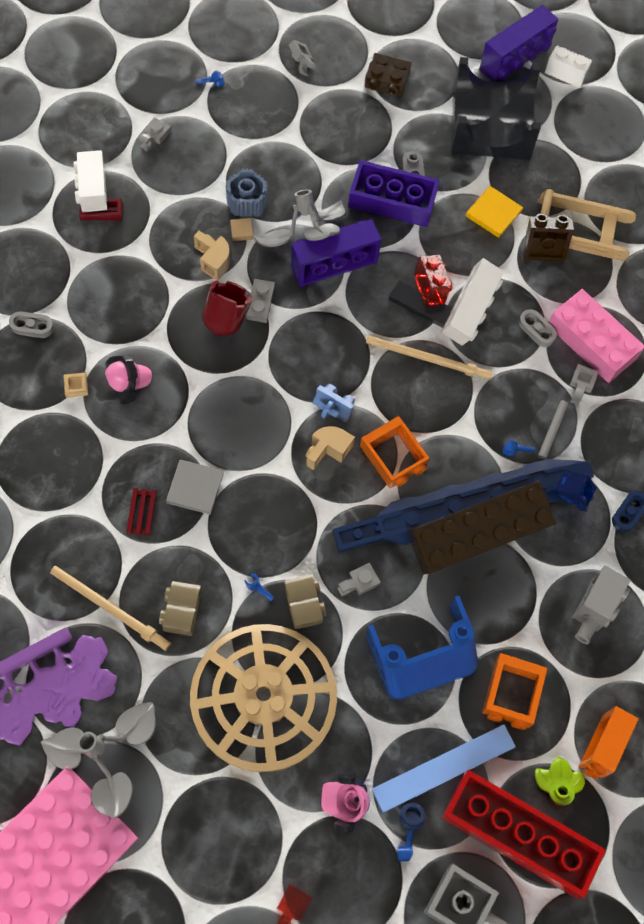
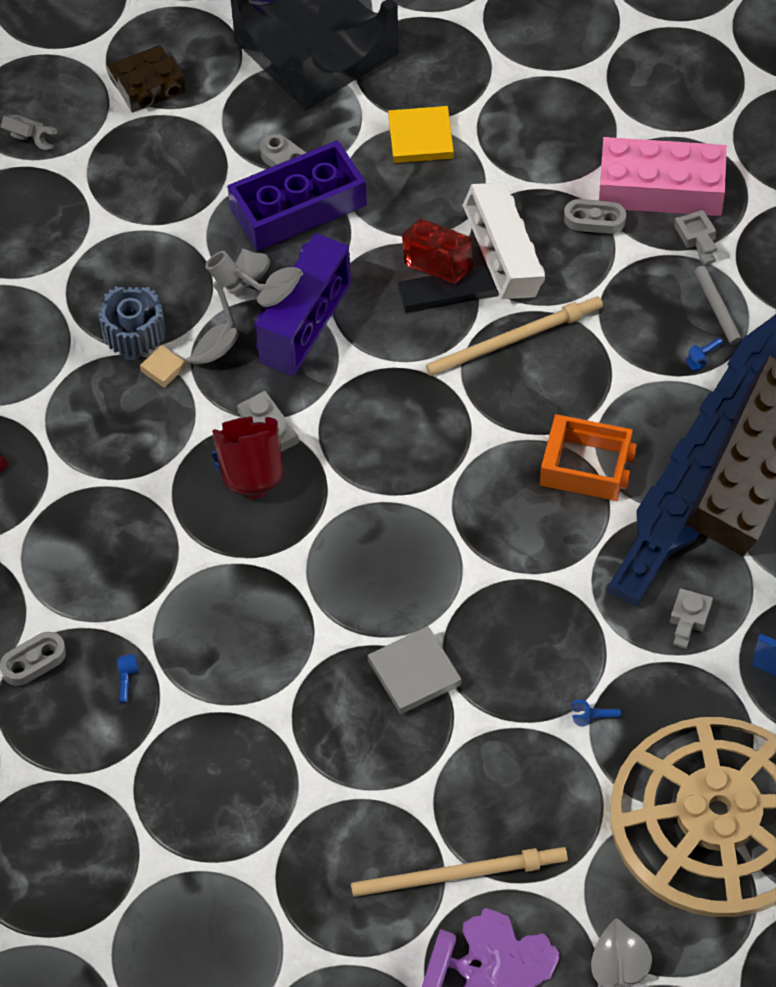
camera: 35 degrees left, 10 degrees down
(67, 365) = (127, 666): none -> blue hand
(75, 385) = (157, 680): tan tile -> none
(126, 376) = (208, 619): cap -> none
(143, 493) = (366, 725): dark red tile -> none
(181, 608) = (539, 802): dark tan brick -> none
(216, 254) = (166, 409): tan brick -> none
(304, 602) = (657, 684): dark tan brick -> none
(329, 441) = (511, 501): tan brick -> none
(332, 404) = (468, 462): medium blue hips -> none
(548, 238) = (513, 114): dark brown plate -> none
(609, 213) = (548, 45): tan piece -> none

